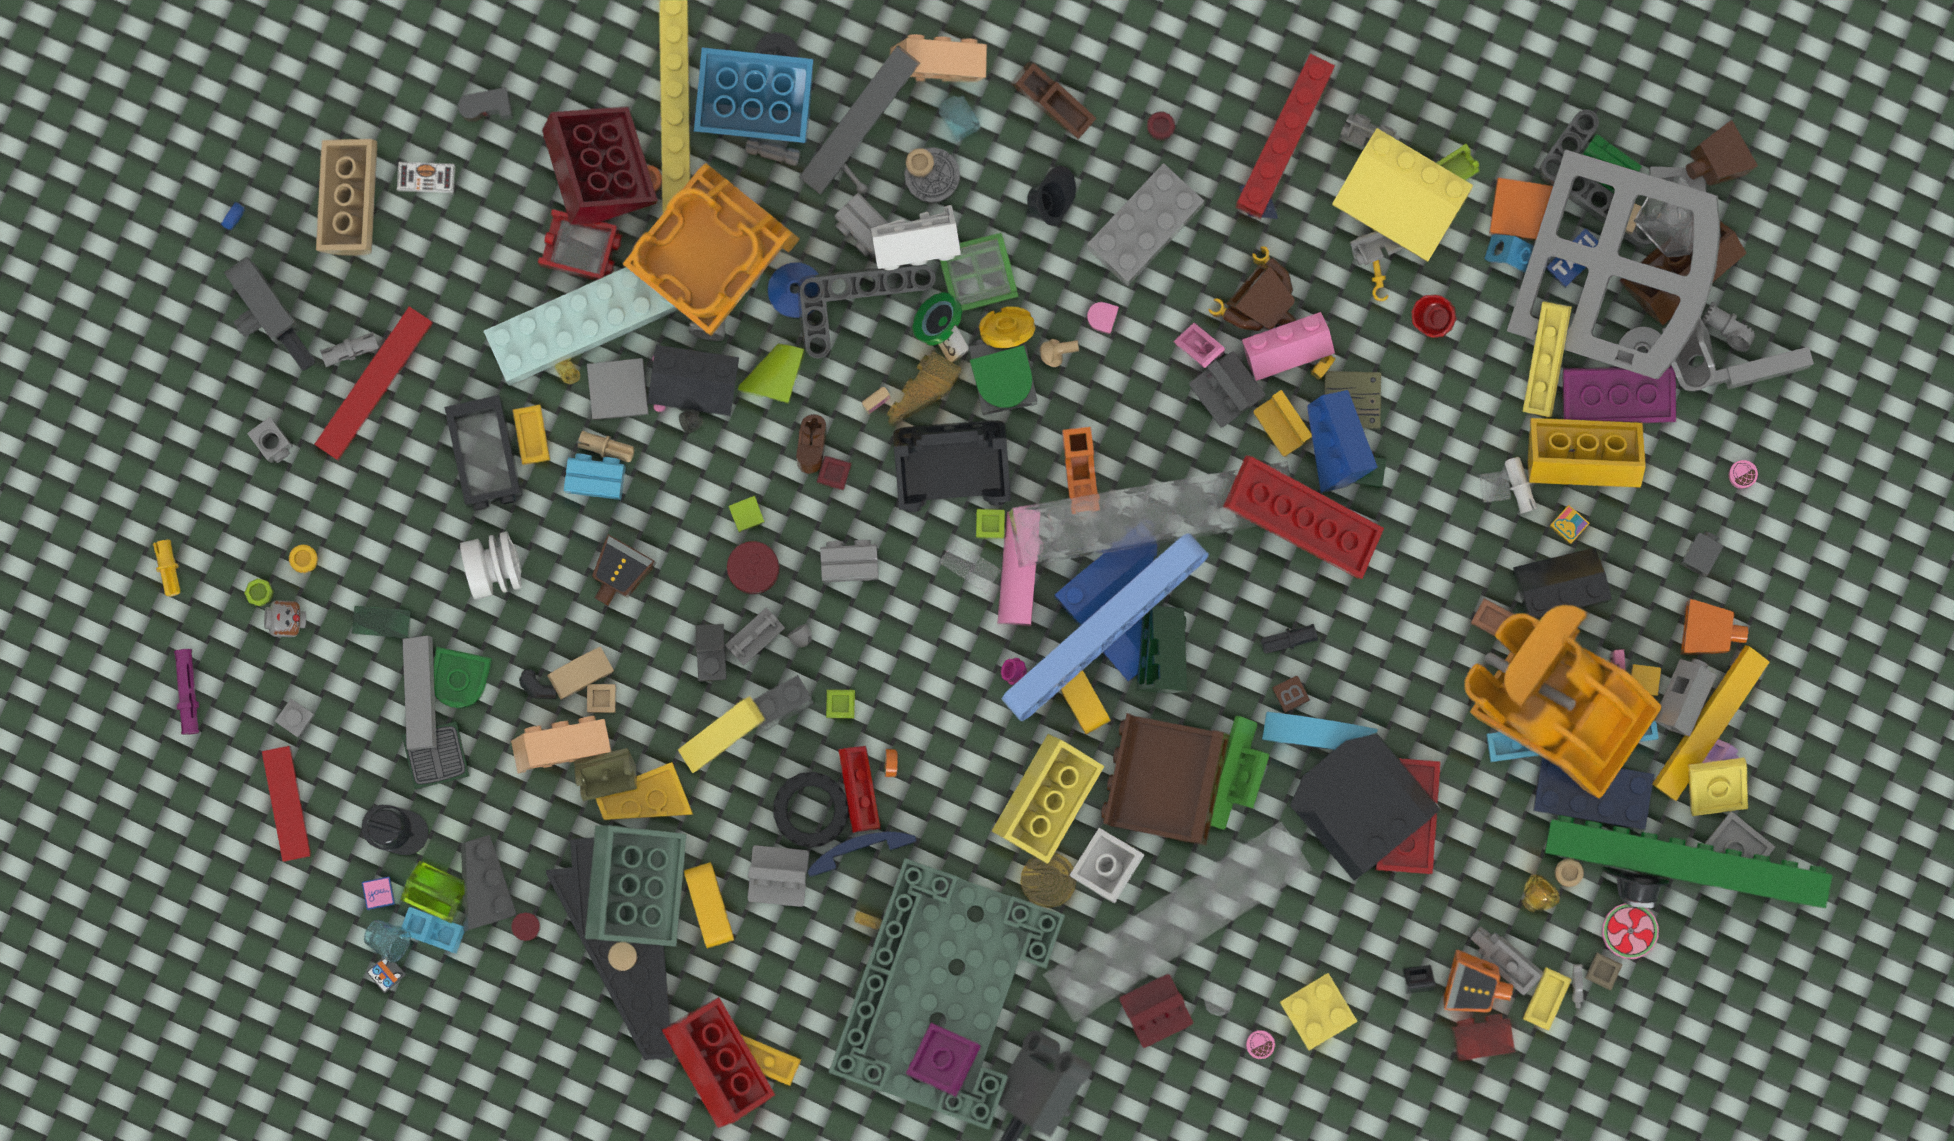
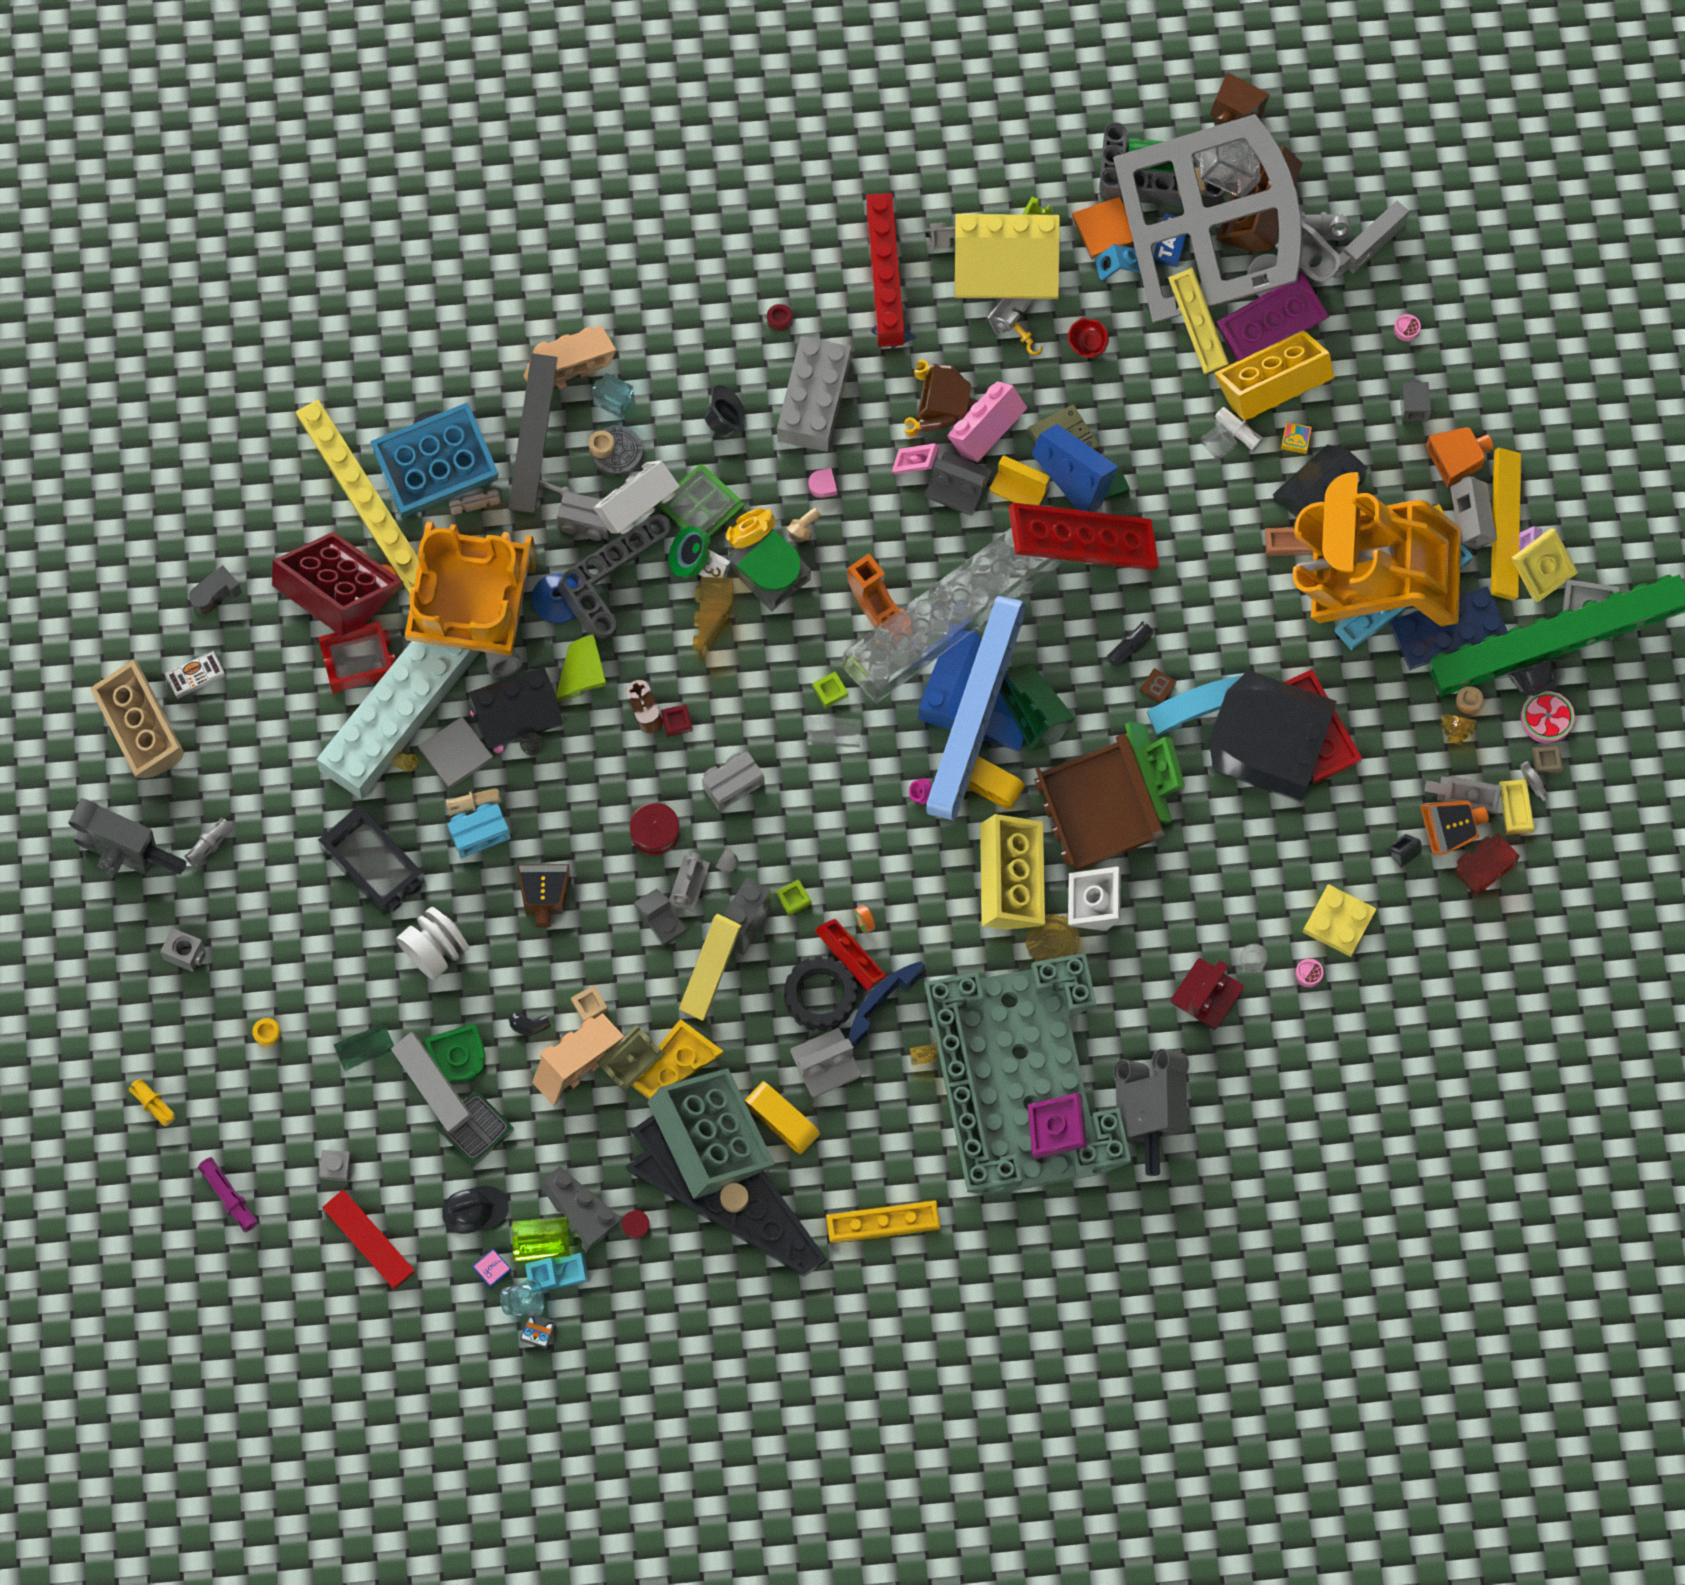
camera: 35 degrees left, 15 degrees down
(233, 216) = (47, 790): blue tile -> none
(259, 592) = (244, 1079): lime tile -> none
(284, 618) = (278, 1087): light grey head -> none
(373, 383) = (245, 860): red tile -> none
(531, 434) = (404, 828): yellow tile -> none
(580, 673) = (559, 991): tan slope -> none
(718, 1062) = (868, 1239): red slope -> none
(746, 514) = (623, 791): lime tile -> none
(876, 400) = (677, 643): tan tile -> none
(951, 463) = (772, 657): black windscreen -> none
(1016, 585) = (879, 721): bright pink brick -> none
(1053, 100) = (680, 341): reddish brown slope -> none
(1177, 922) = (1179, 912): clear brick -> none
(1322, 366) = (1023, 426): yellow tile -> none

